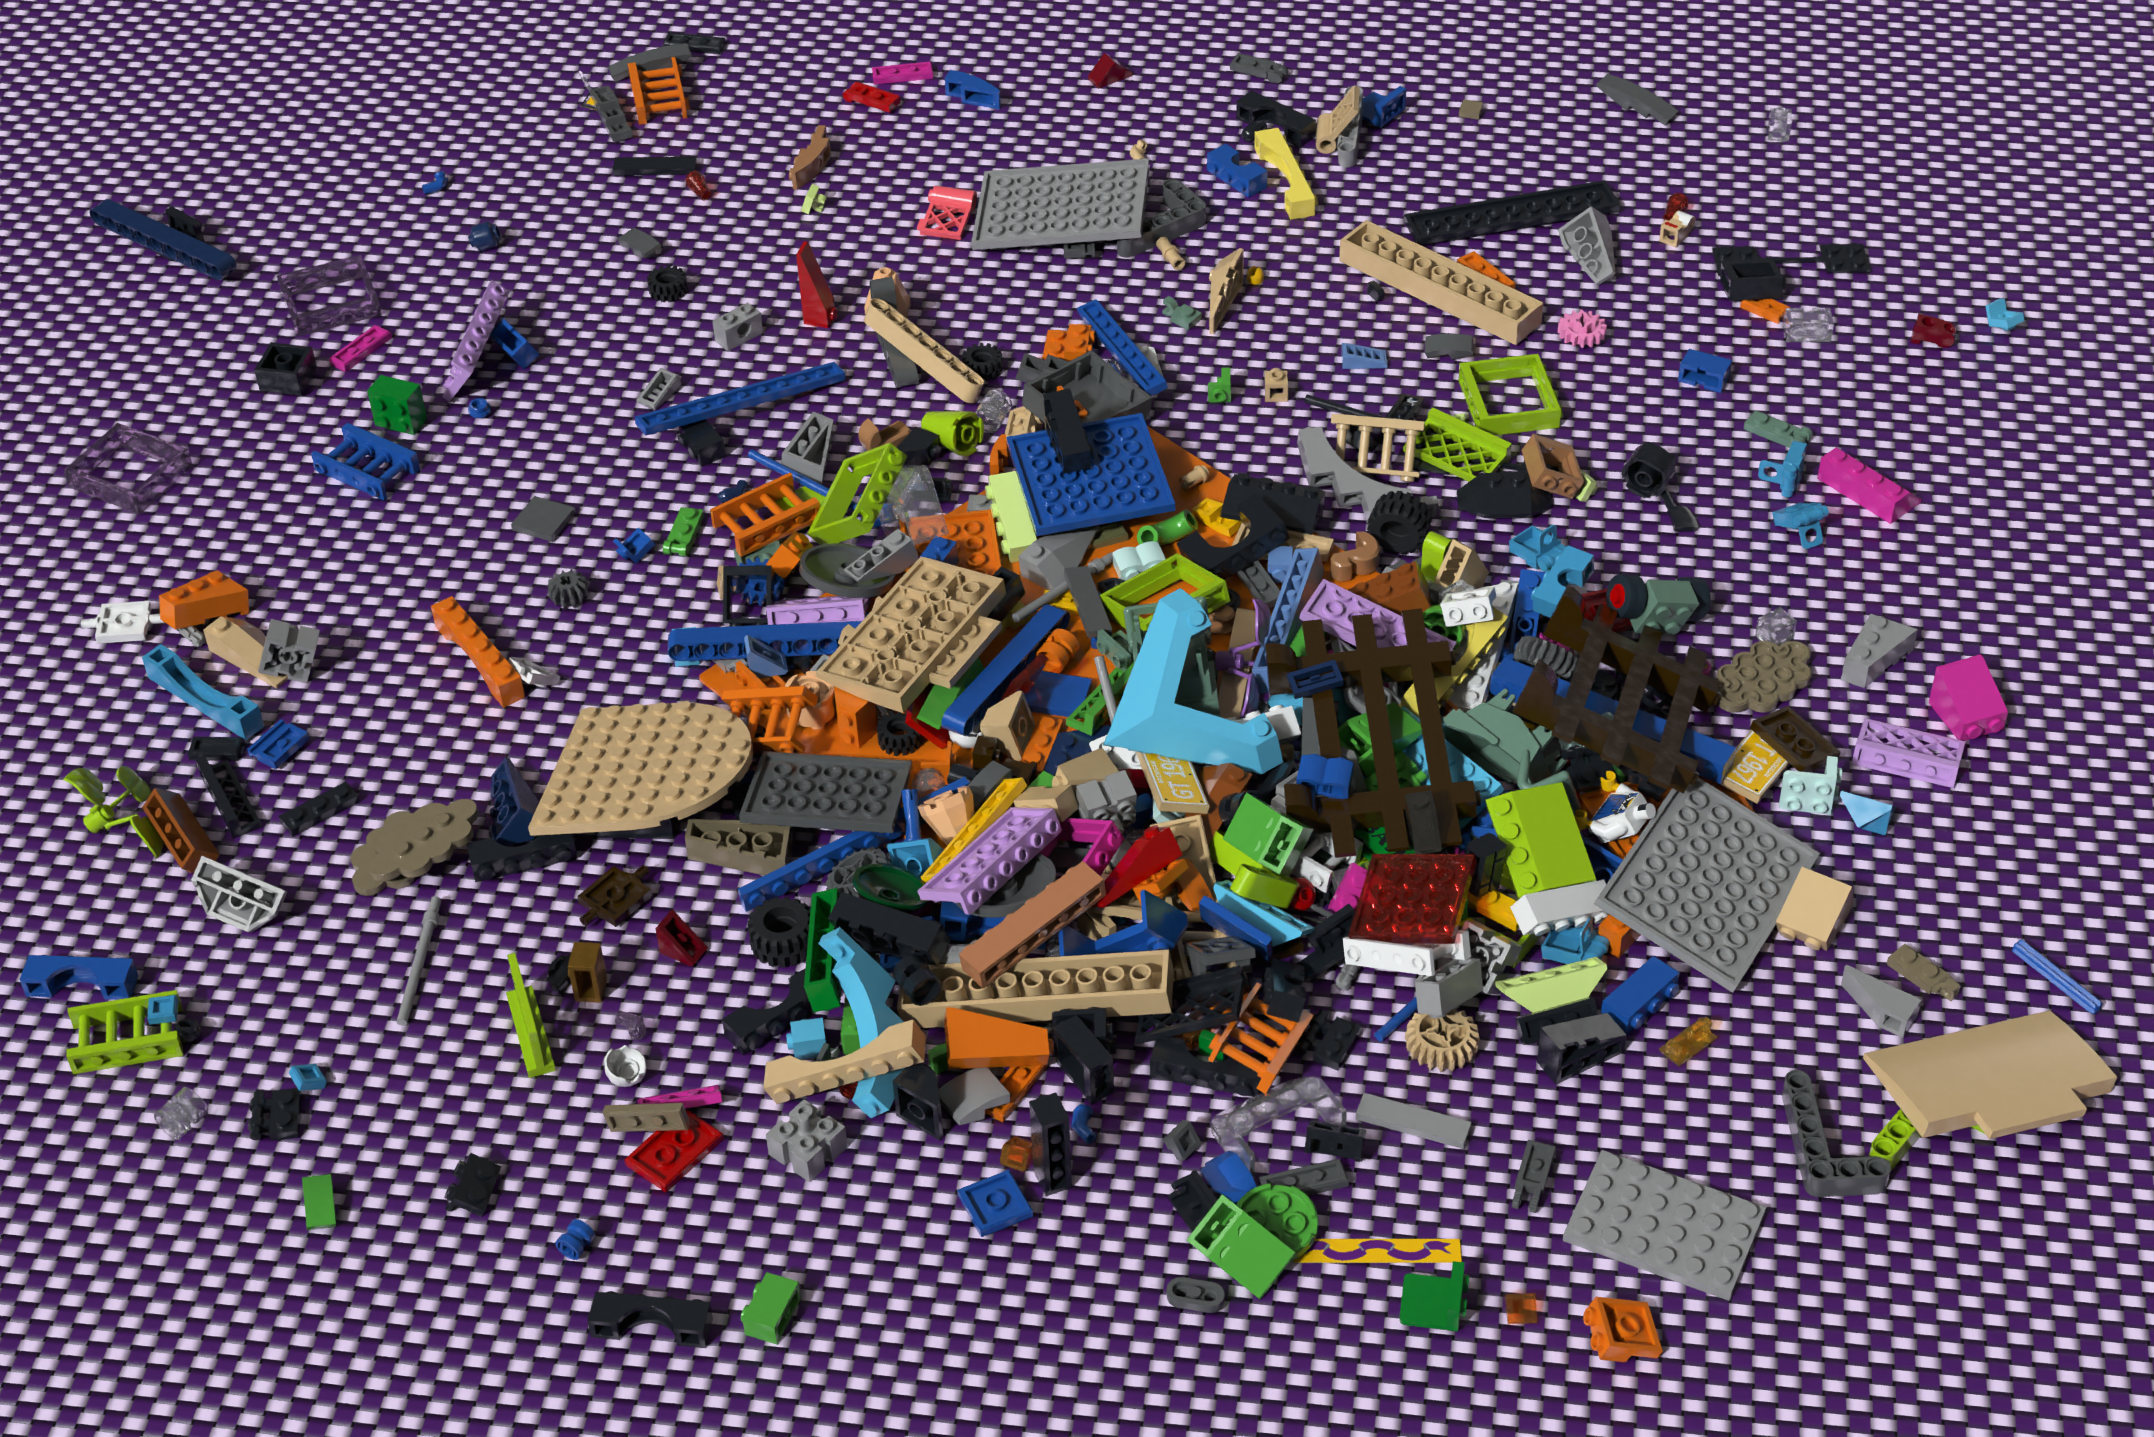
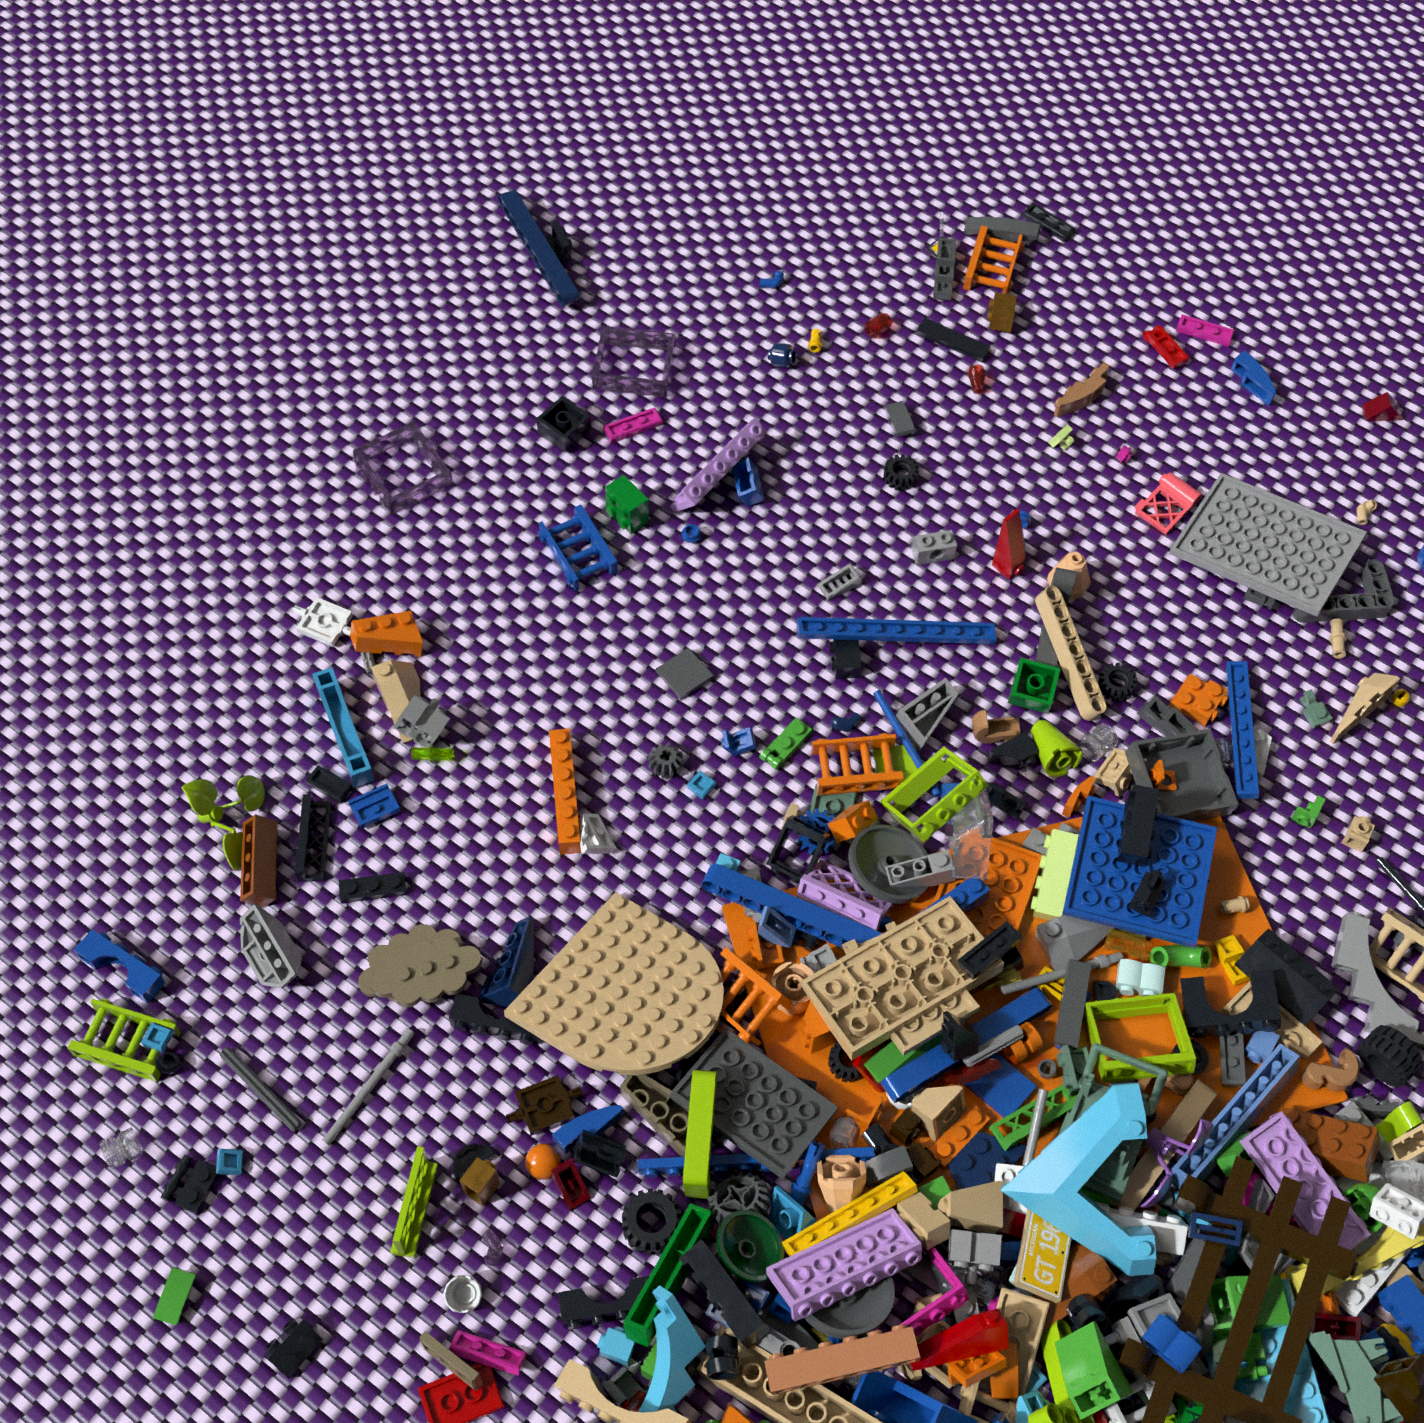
camera: 25 degrees right, 15 degrees up
(302, 1010) = (260, 1089): none -> dark grey axle
(313, 680) = (432, 754): none -> clear neon green axle
(513, 216) = (815, 343): none -> yellow pin
(570, 179) = (878, 325): none -> clear red brick
(617, 596) = (701, 785): none -> dark azure tile
(639, 938) = (542, 1160): none -> orange hair
(669, 892) = (595, 1121): none -> blue slope
(691, 124) = (1001, 312): none -> pearl gold brick
(695, 899) = (599, 1153): none -> black hinge
(792, 834) = (699, 1135): none -> lime beam
(882, 191) = (1124, 454): none -> dark pink plate
(903, 390) = (1034, 685): none -> green brick
(984, 572) = (989, 950): none -> black plate
(994, 650) = (958, 1037): none -> black slope
(1038, 647) = (994, 1045): none -> light grey axle
(1088, 659) = (1042, 1069): none -> dark grey hinge
(1106, 480) = (1147, 893): none -> black hinge
(1109, 542) = (1128, 945): none -> clear yellow hinge

